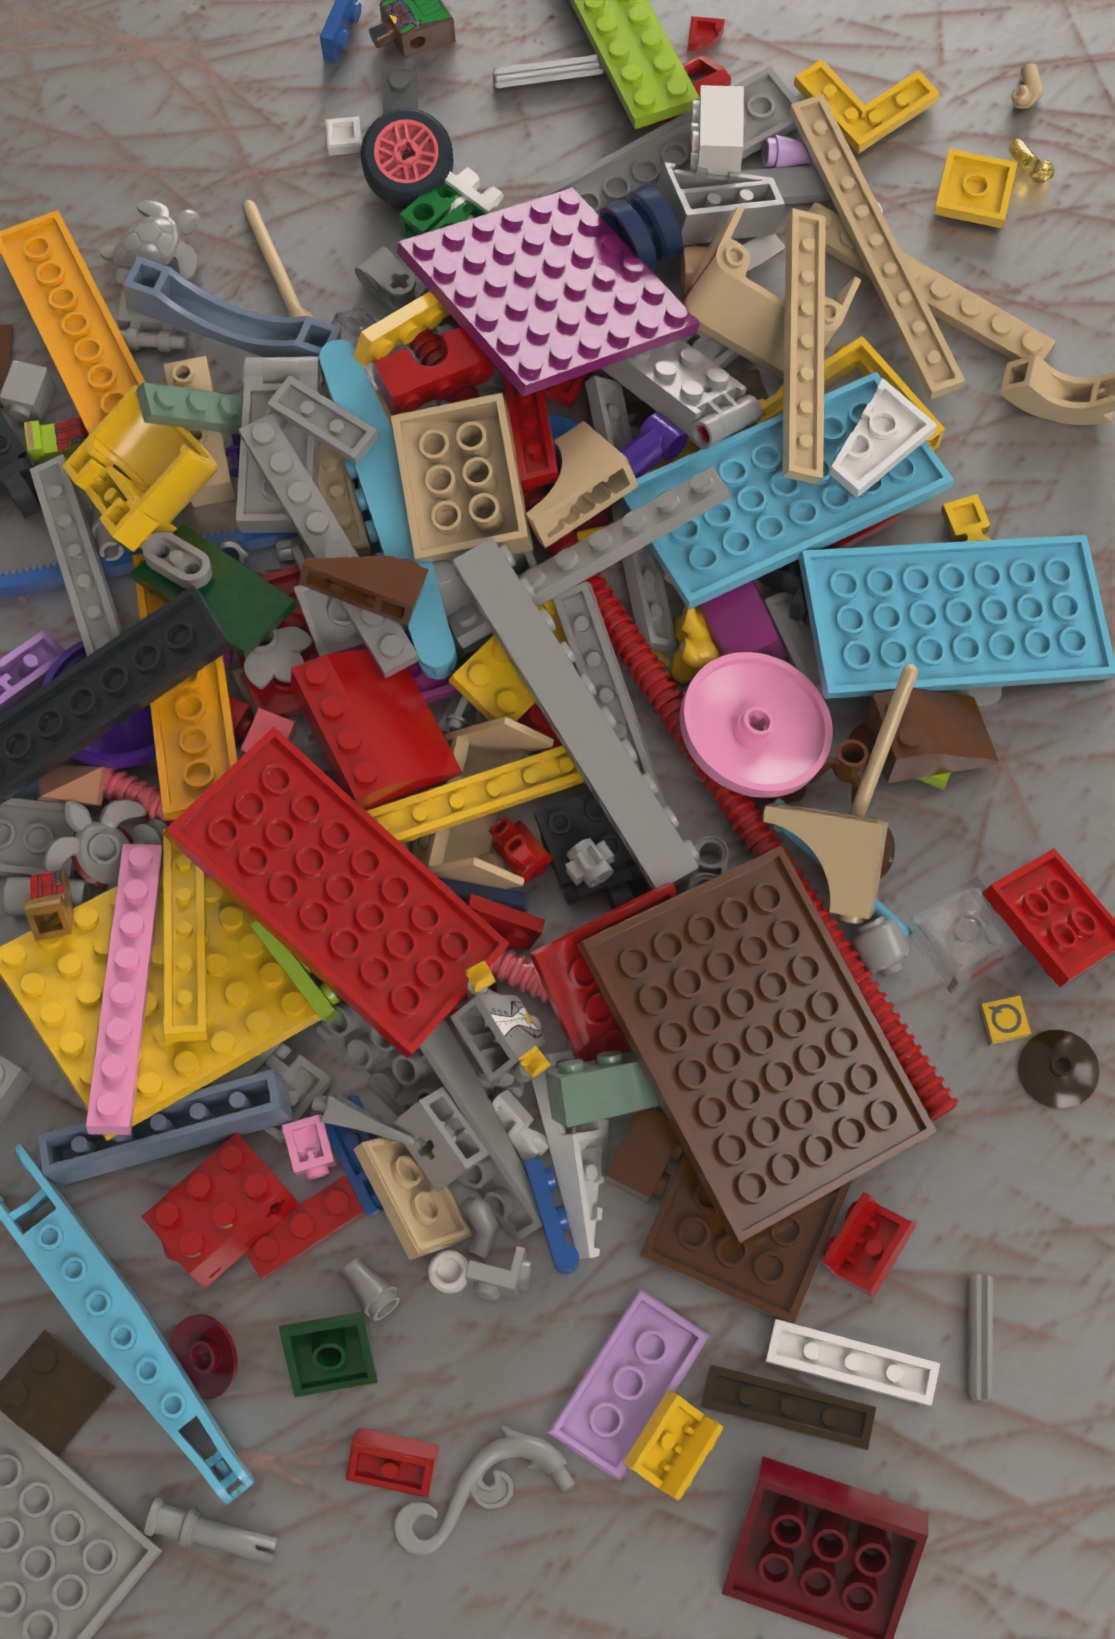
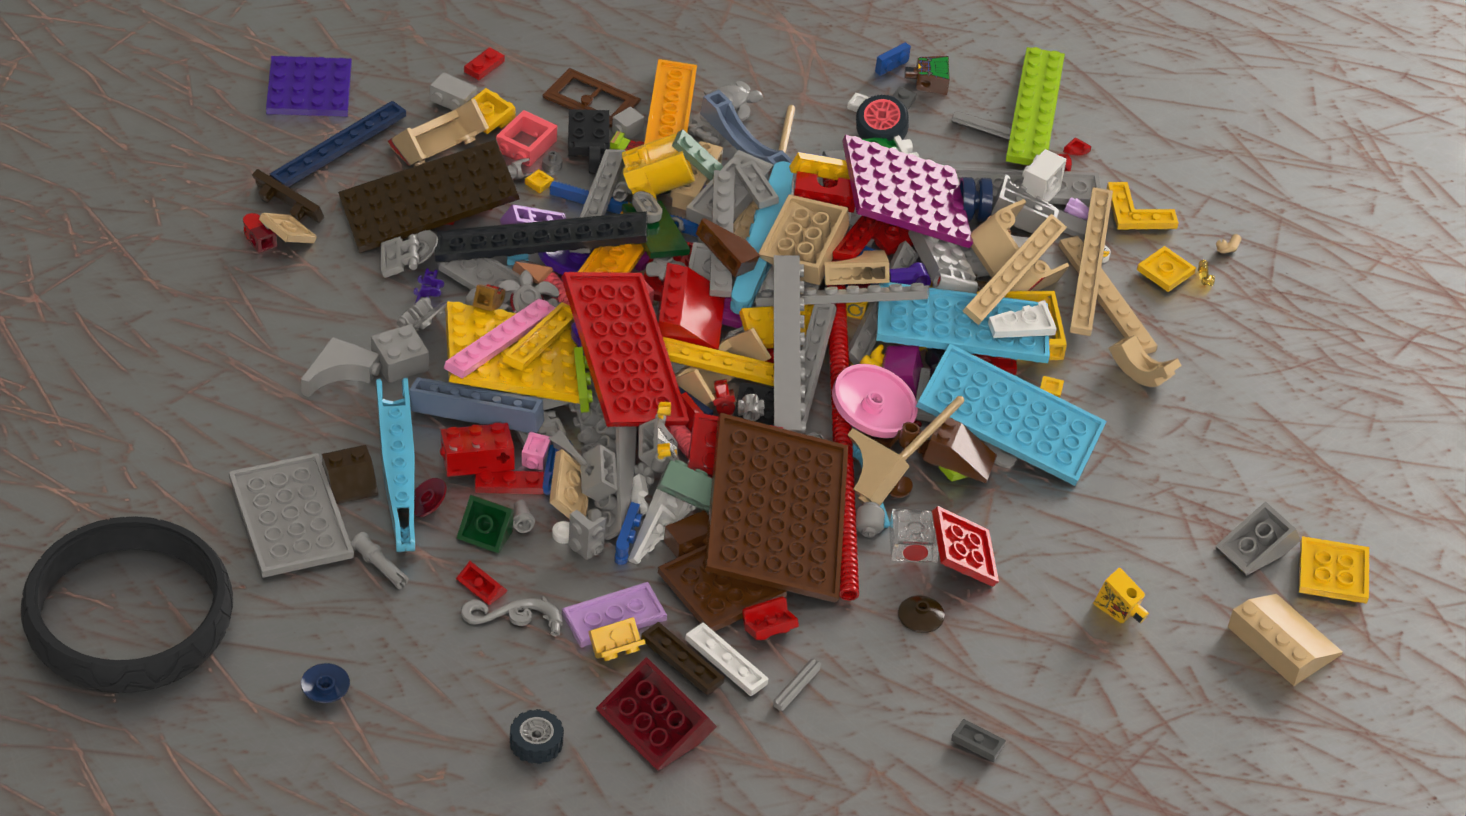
camera: 25 degrees right, 25 degrees down
(1005, 1020) = (909, 580): yellow tile -> none

